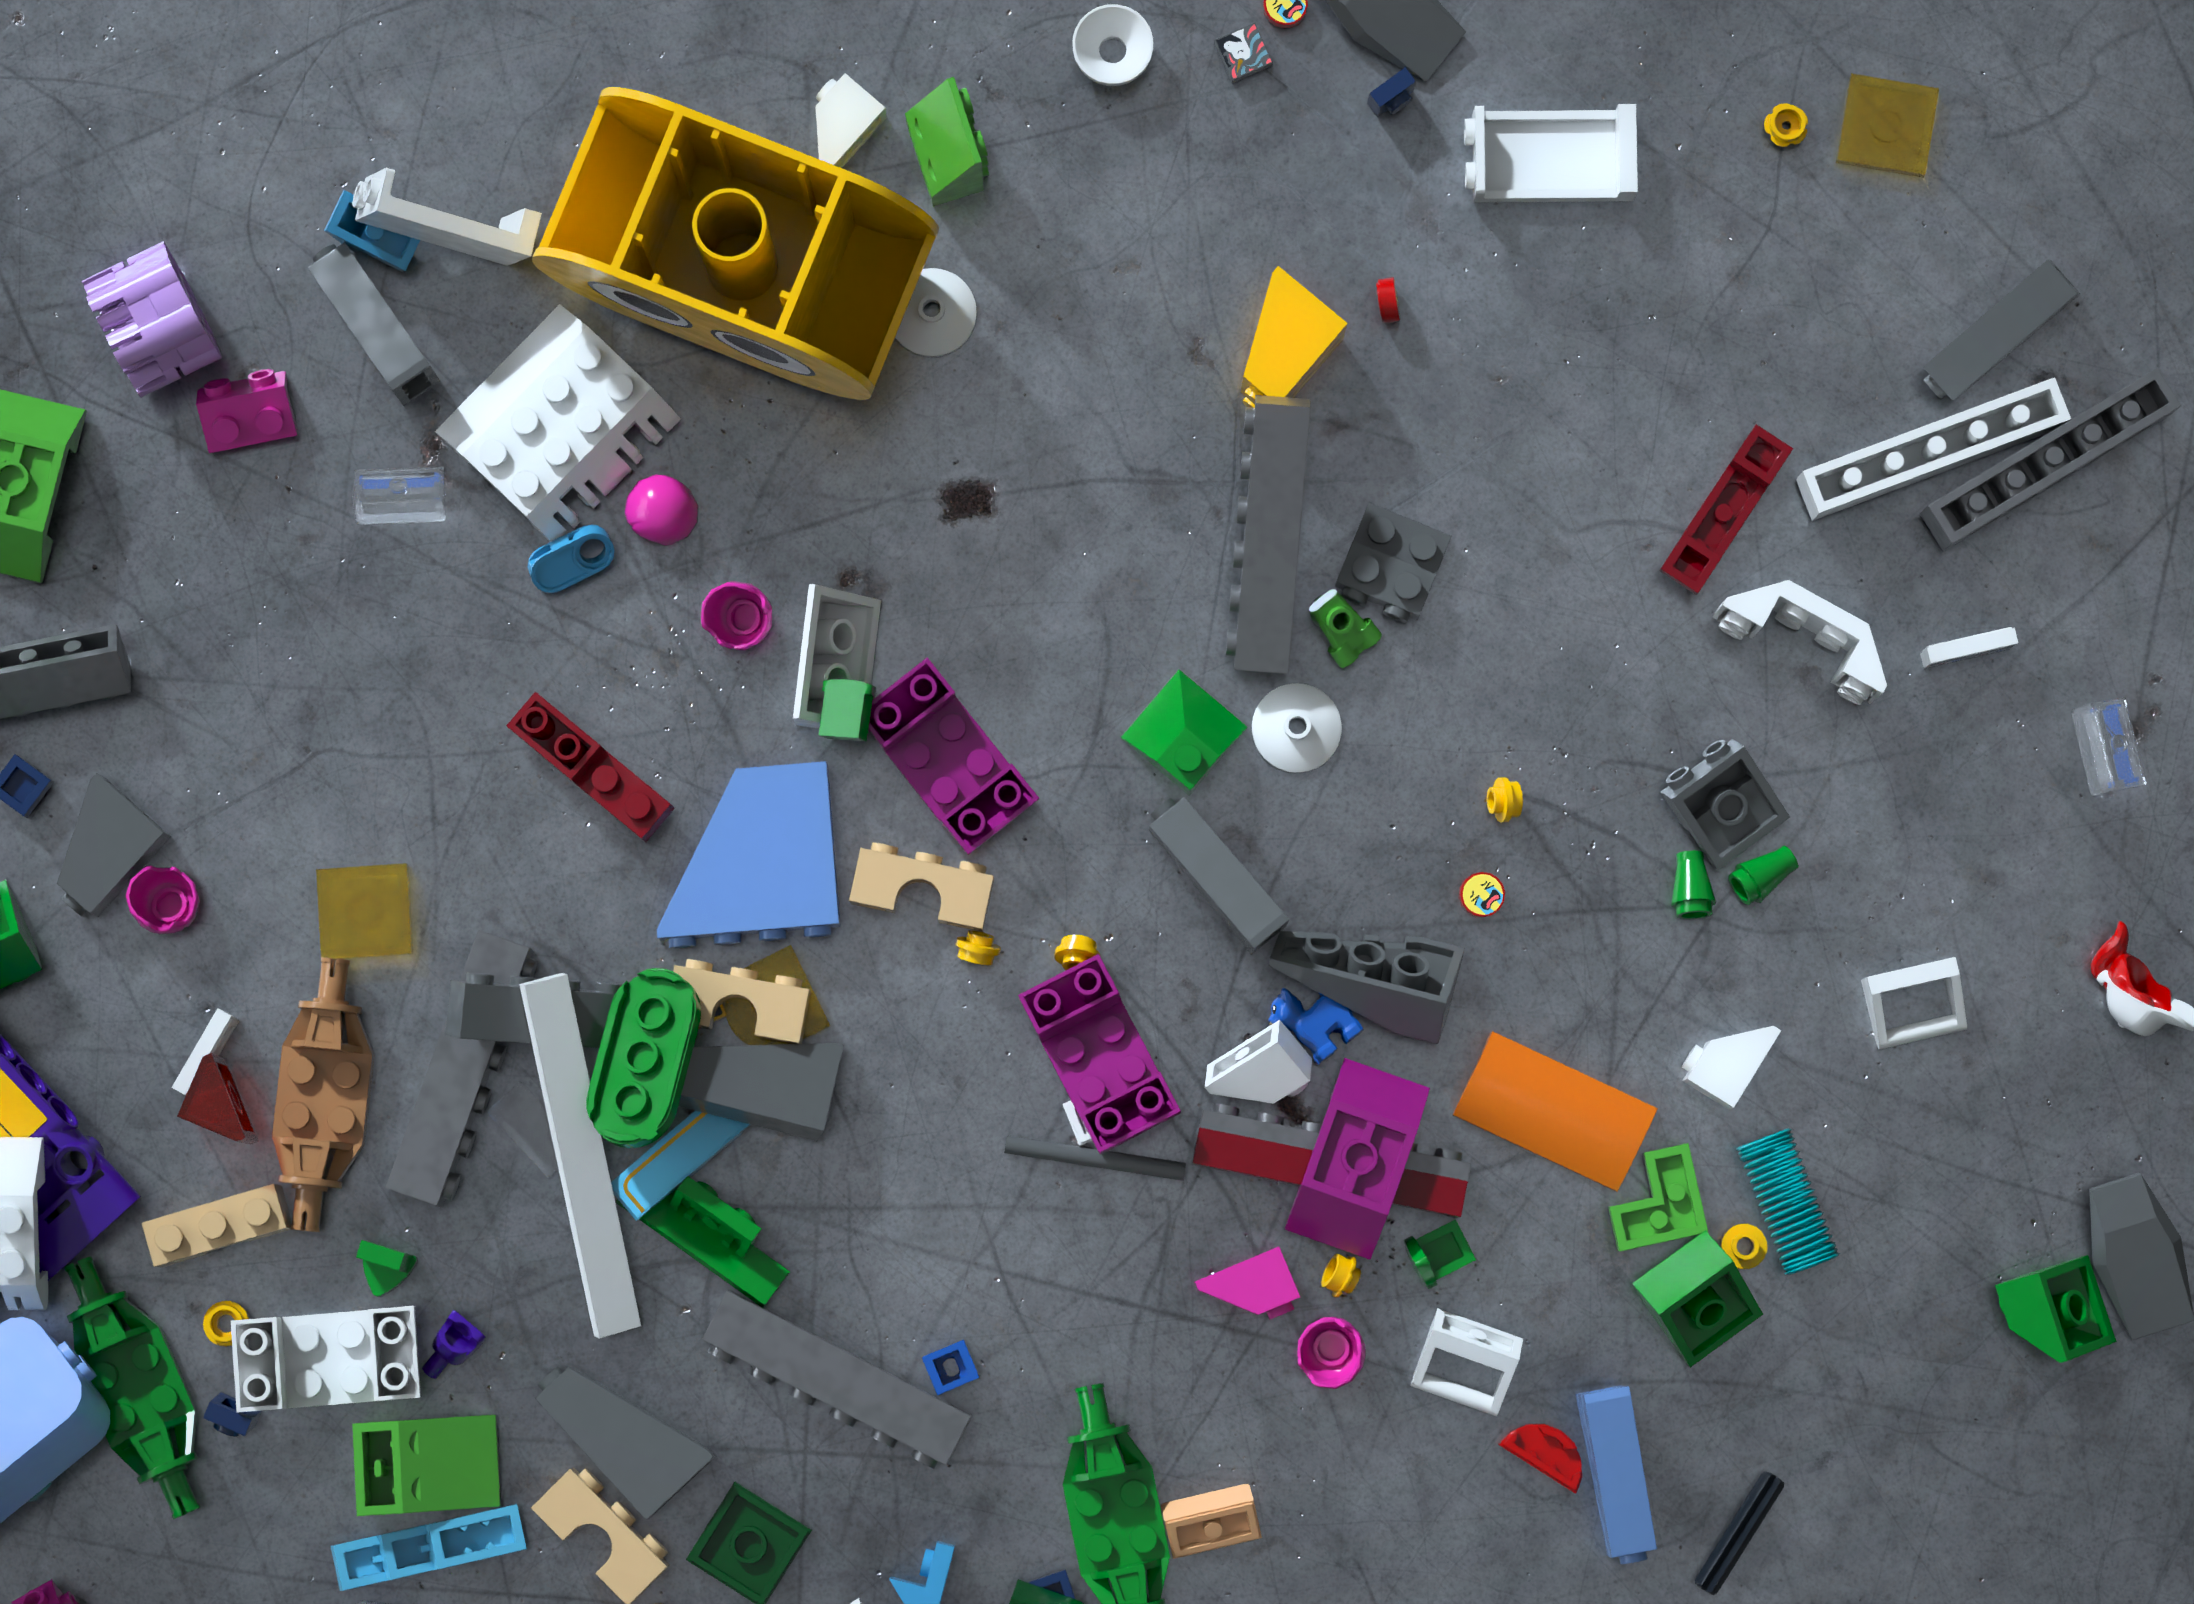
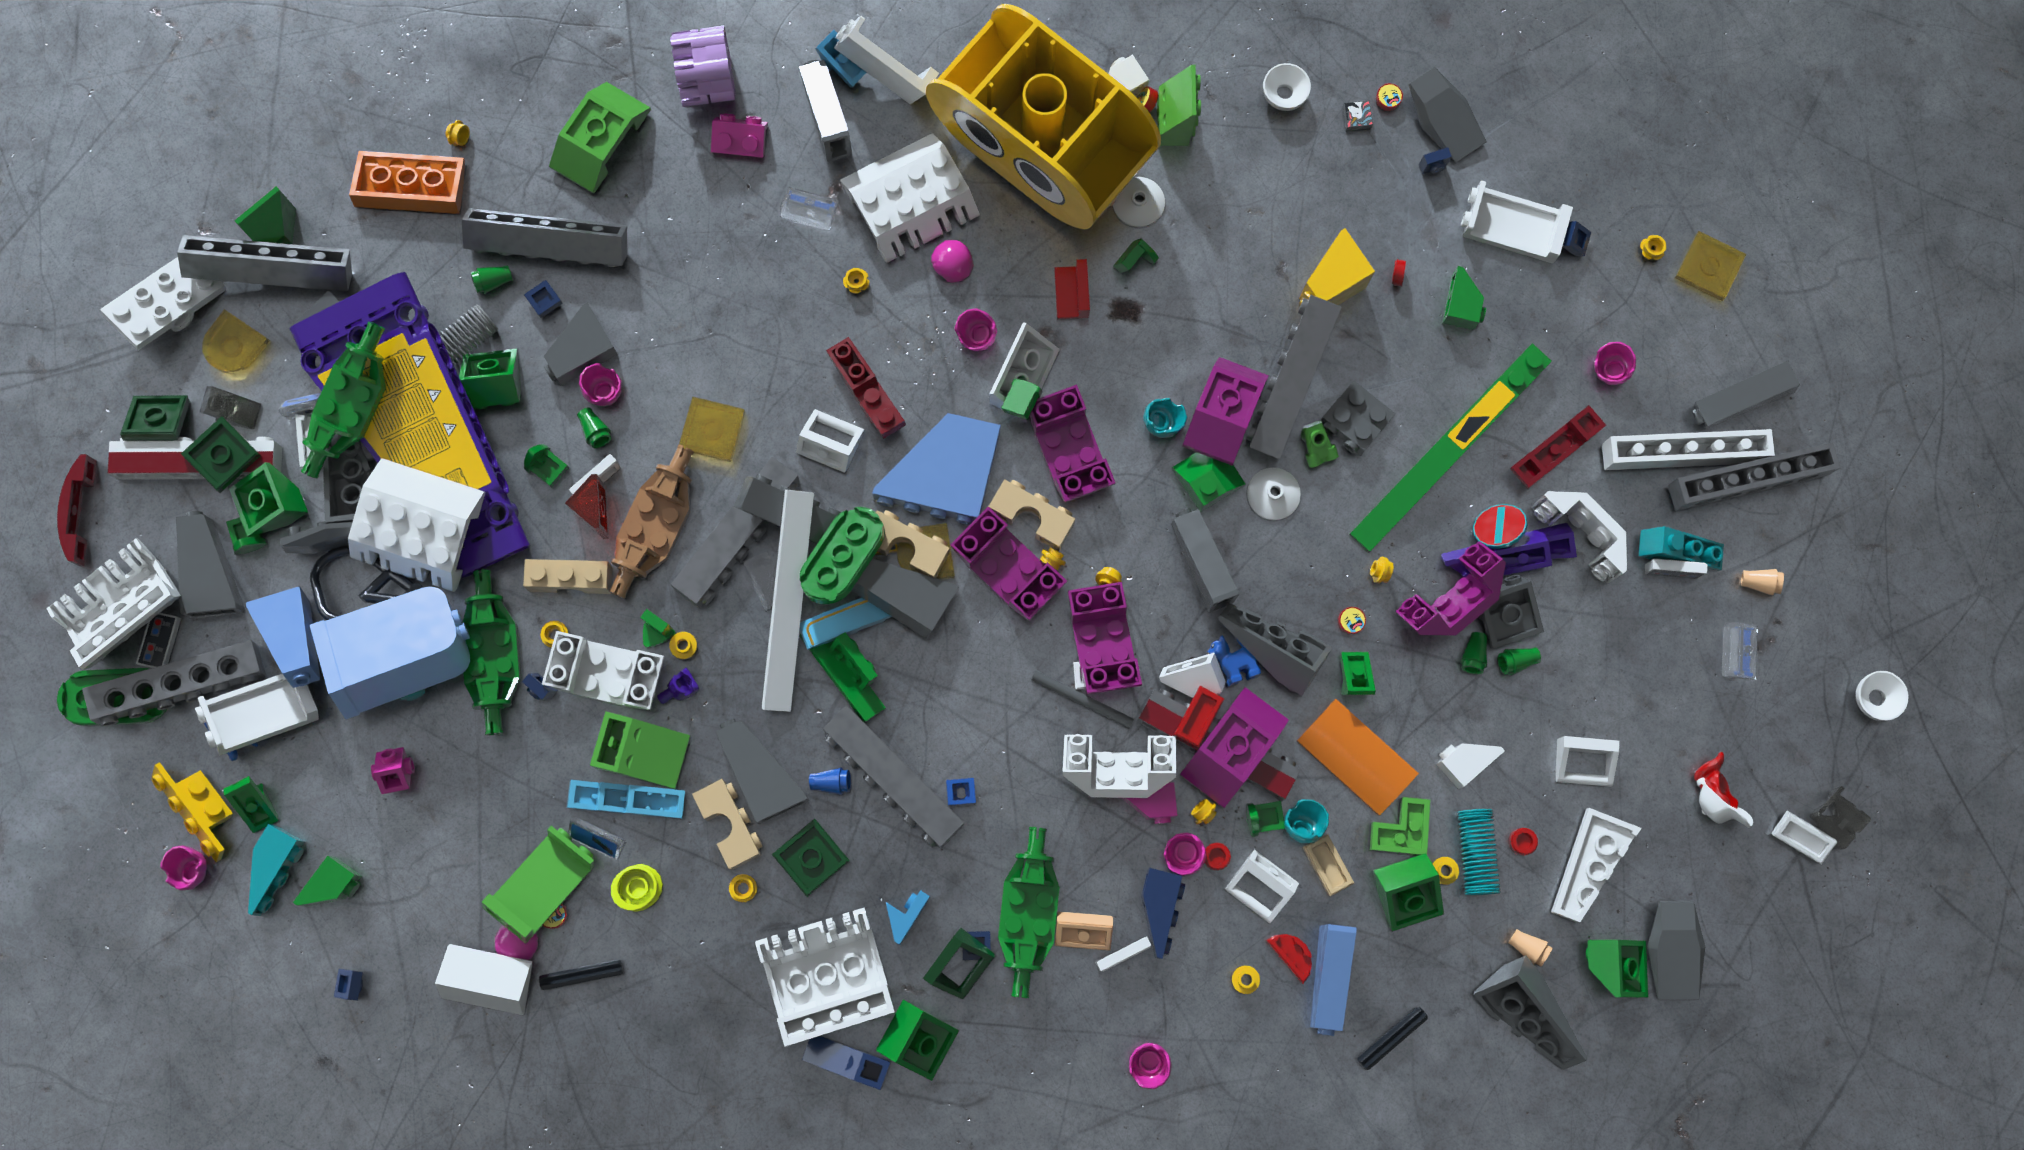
camera: 15 degrees right, 5 degrees down
(117, 1055) = (544, 464): none -> green tile
(176, 973) = (594, 429): none -> green cone
(451, 1275) = (686, 653): none -> yellow plate
(504, 594) = (851, 275): none -> yellow plate
(556, 888) = (827, 450): none -> white tile
(561, 564) = (886, 271): dark azure piece -> none
(743, 1415) = (831, 781): none -> blue cone
(870, 498) = (1072, 291): none -> red panel
(892, 139) = (1148, 98): none -> red tile
(909, 983) = (1007, 565): none -> magenta slope
(950, 406) = (1136, 249): none -> green tile
(1084, 663) = (1164, 418): none -> teal hair
(1177, 620) = (1225, 410): none -> magenta slope
(1187, 1258) = (1119, 772): none -> white slope
(1283, 1538) = (1123, 954): none -> white tile
(1286, 1131) = (1199, 716): none -> red tile
(1313, 1435) = (1159, 901): none -> dark blue slope
(1383, 1338) = (1217, 856): none -> red tile
(1470, 1516) = (1239, 986): none -> yellow plate
(1505, 1240) = (1306, 821): none -> teal hair
(1507, 316) = (1463, 302): none -> green slope
(1514, 980) = (1357, 674): none -> green slope
(1556, 563) = (1450, 447): none -> green slope
(1560, 1296) = (1328, 865): none -> tan tile
(1644, 818) = (1464, 601): none -> magenta slope
(1658, 151) = (1576, 238): none -> dark blue plate
(1671, 669) = (1500, 526): none -> piece
(1705, 704) = (1529, 553): none -> dark purple wedge
(1778, 342) = (1615, 363): none -> dark pink hair
(1853, 1160) = (1523, 841): none -> red tile
(1911, 1323) = (1530, 946): none -> light nougat cone
(1929, 1412) = (1526, 1003): none -> dark grey wedge
(1968, 612) = (1680, 546): none -> teal slope
(1969, 1157) = (1592, 860): none -> white wing
(2114, 622) = (1763, 580): none -> light nougat cone

